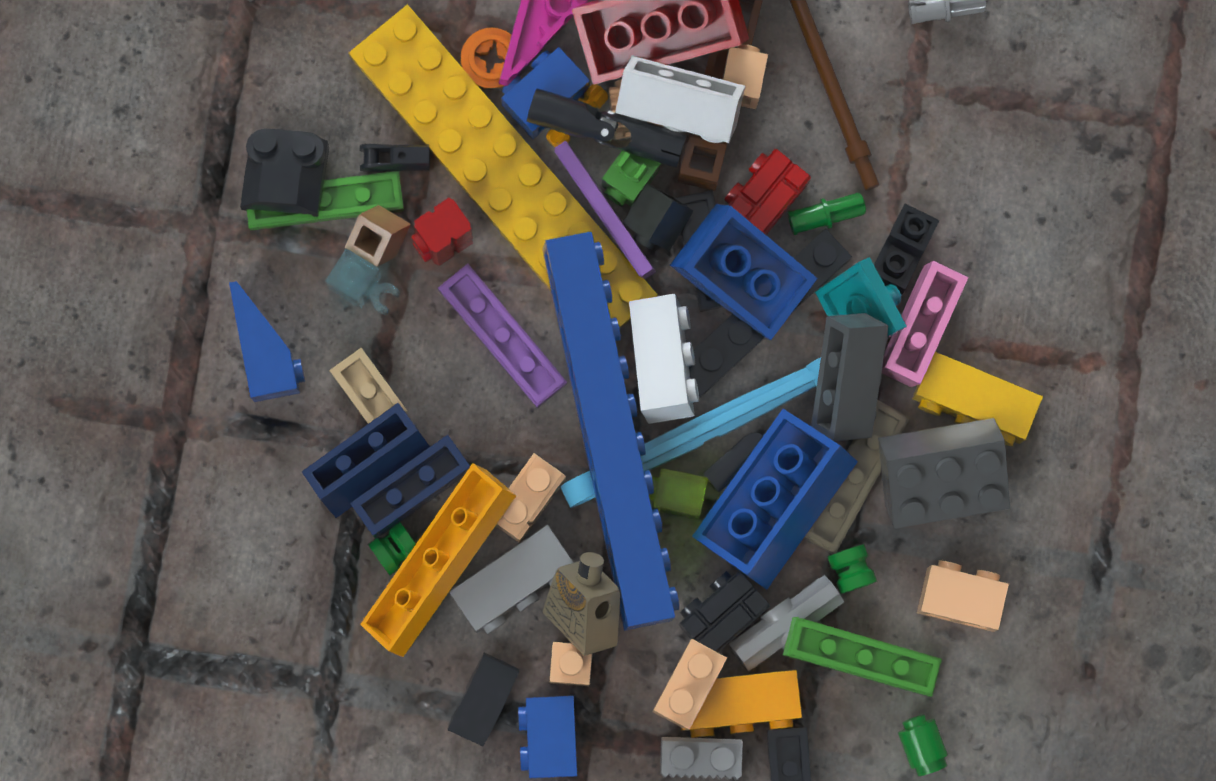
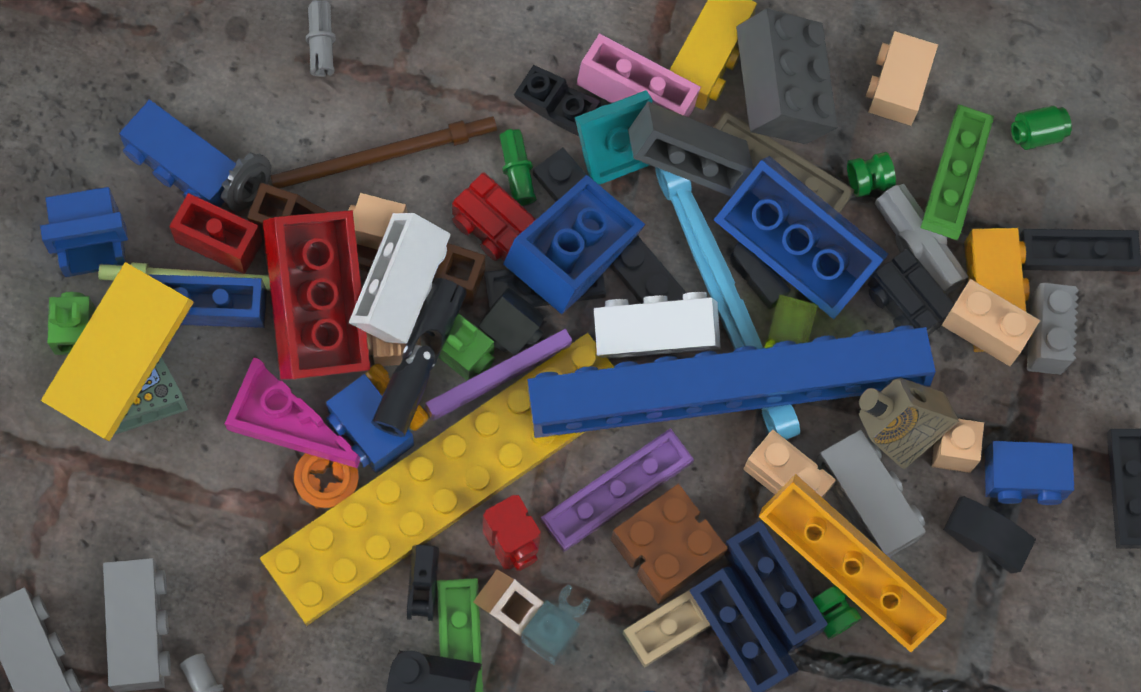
camera: 85 degrees left, 10 degrees down
(448, 384) = (669, 542): none -> dark orange piece

